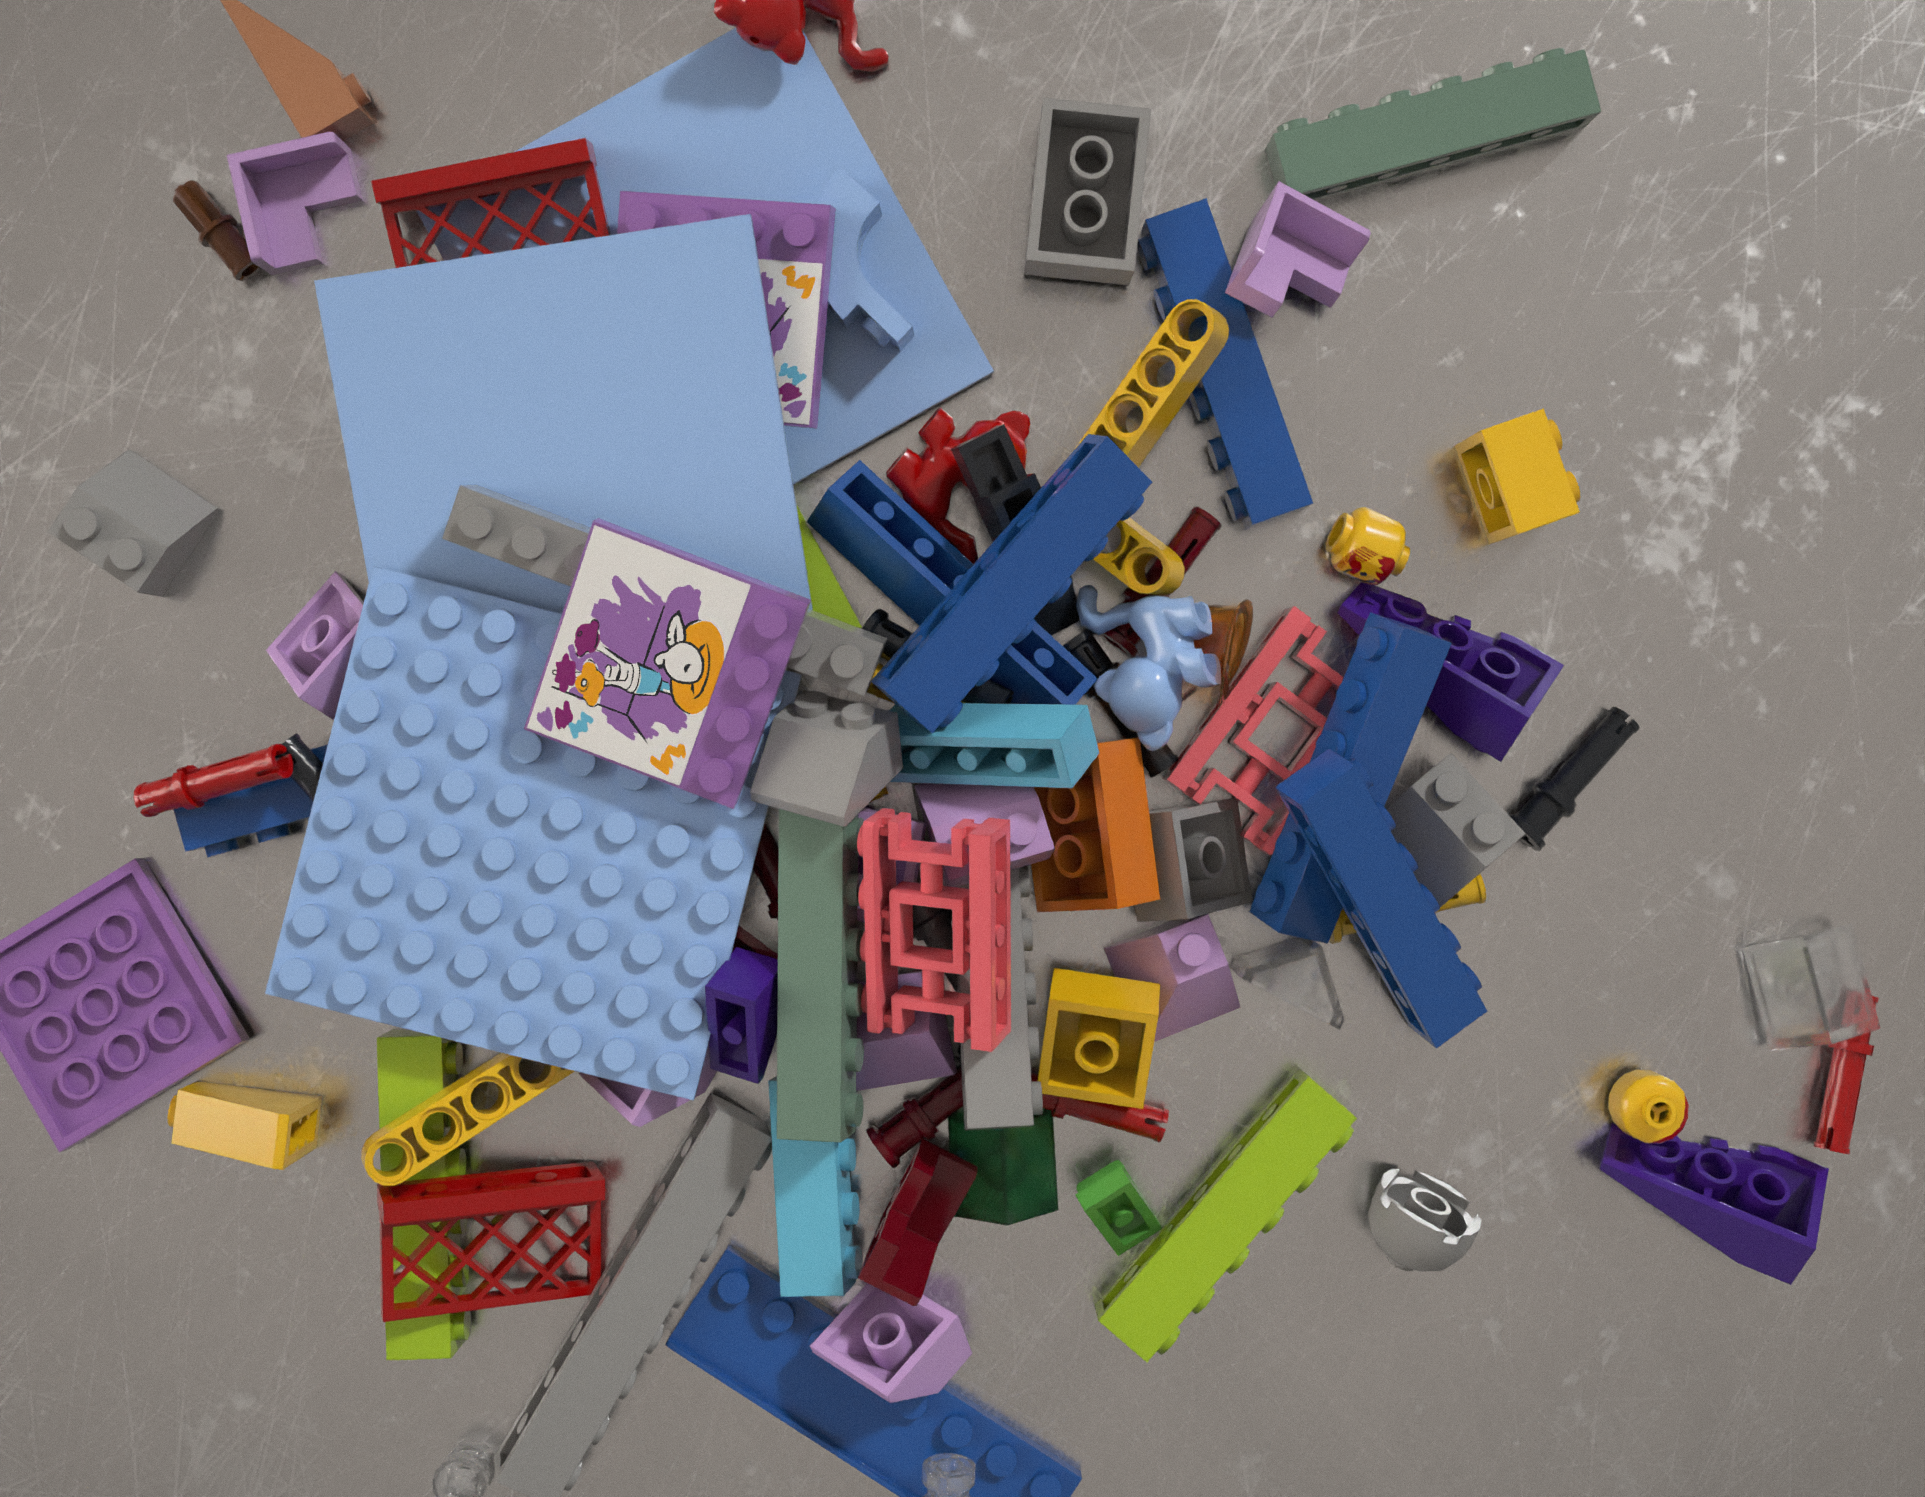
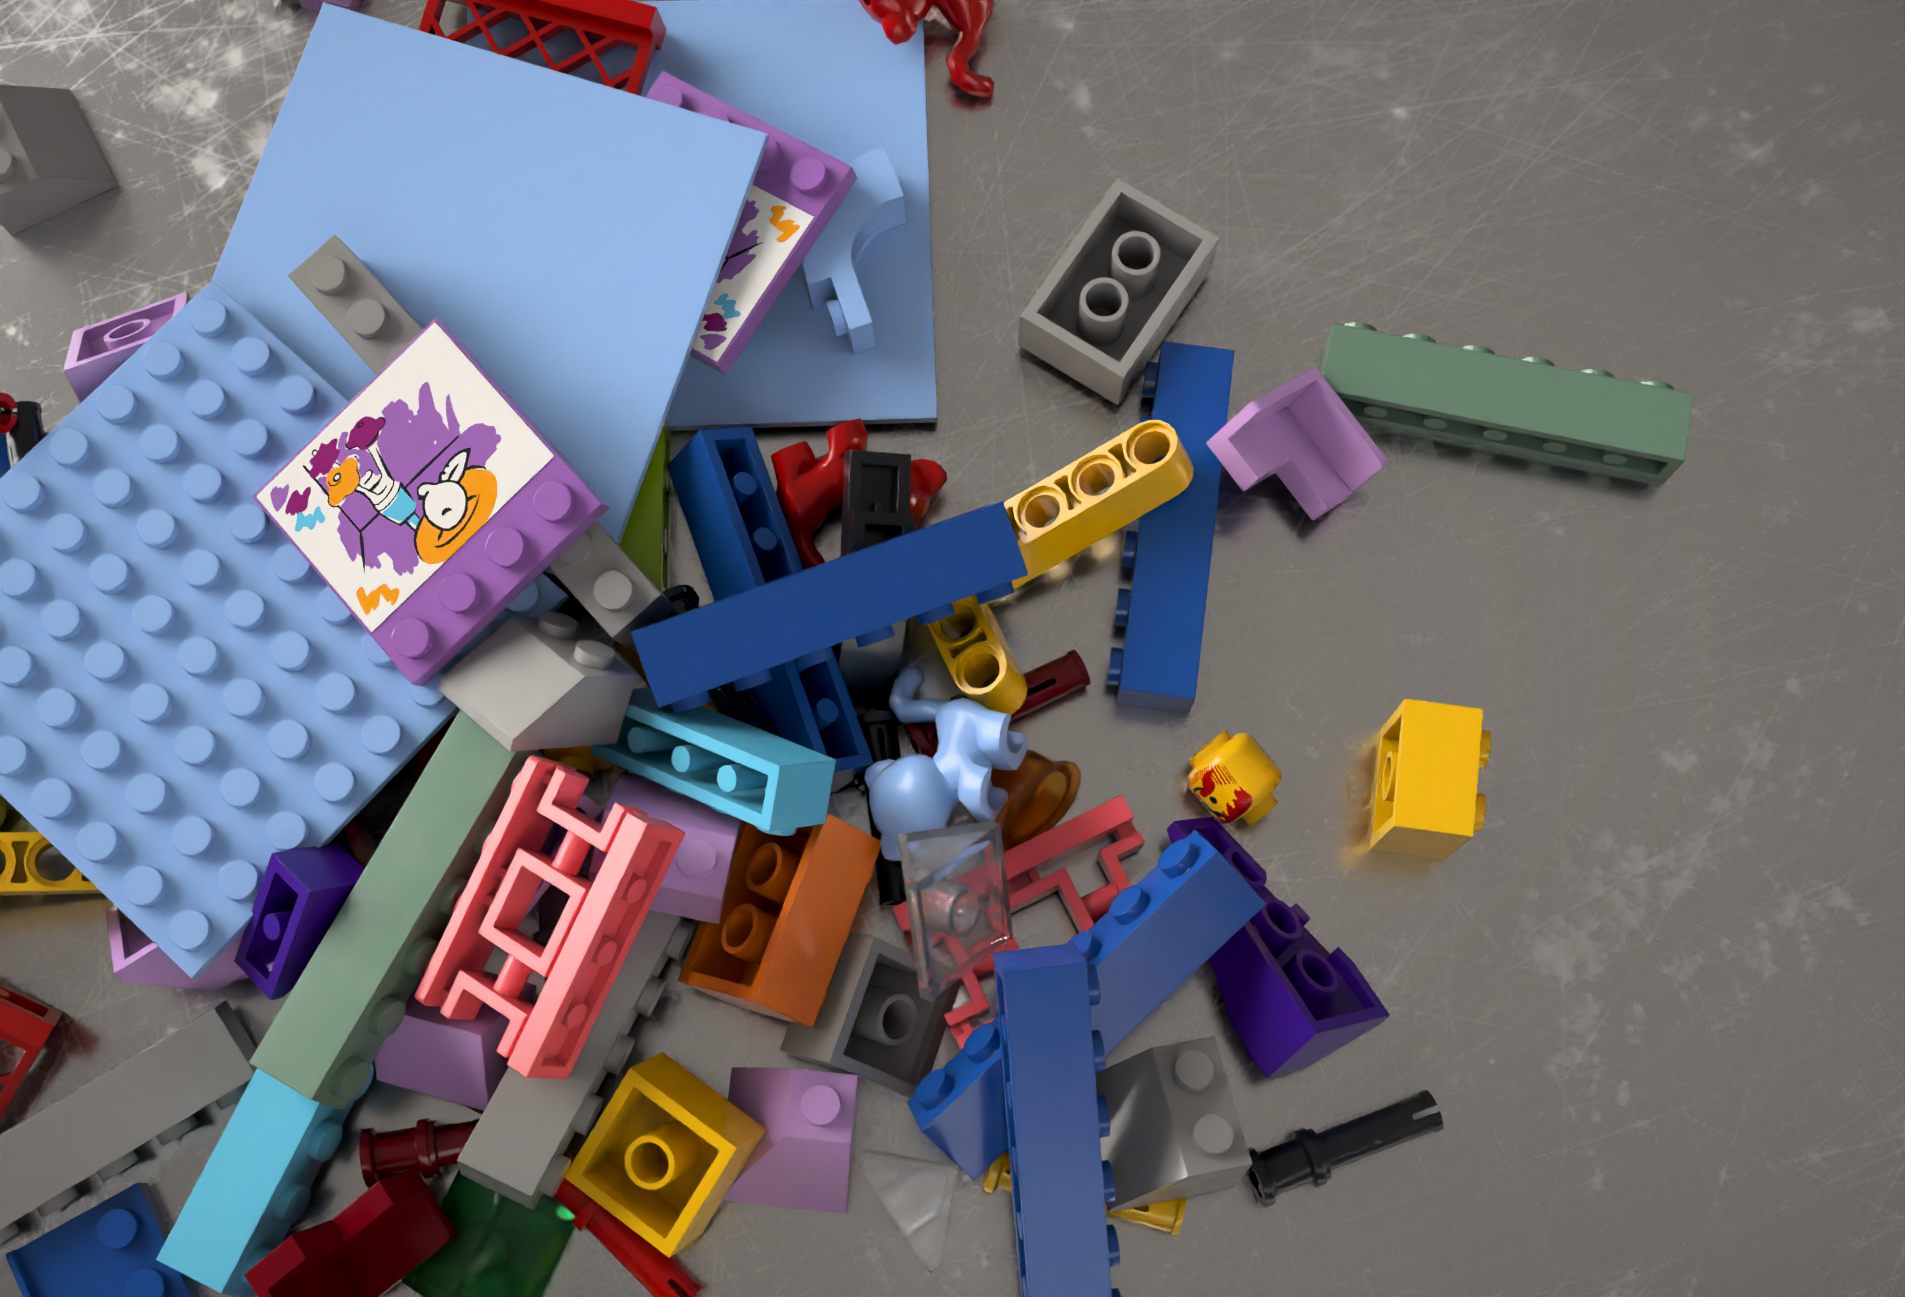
camera: 25 degrees right, 15 degrees down
(1217, 757) = (954, 900): none -> clear slope

